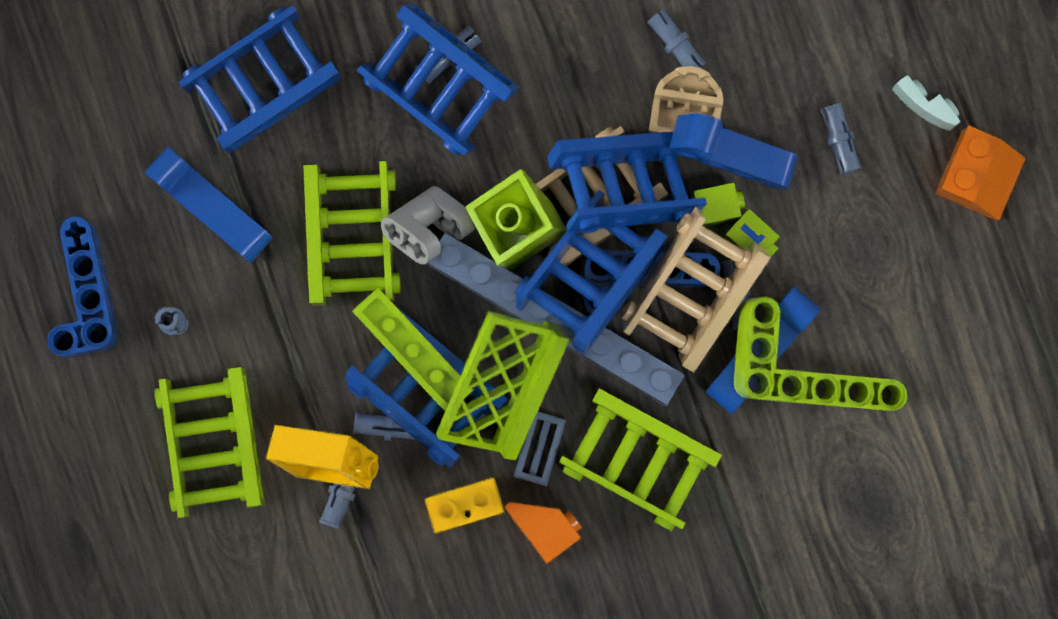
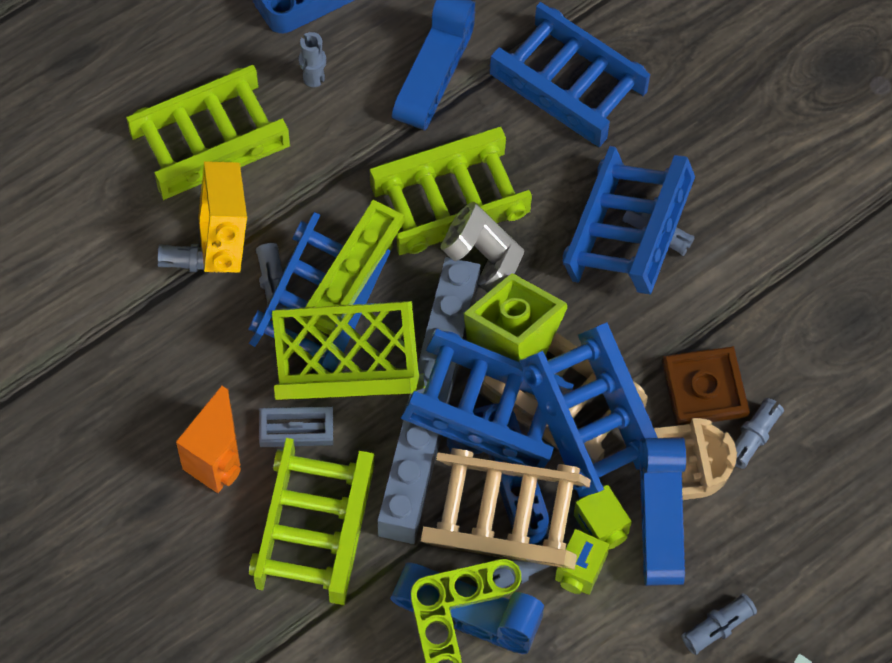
camera: 65 degrees right, 20 degrees down
(449, 508) = (212, 353): yellow window -> none
(619, 69) = (705, 385): none -> reddish brown plate

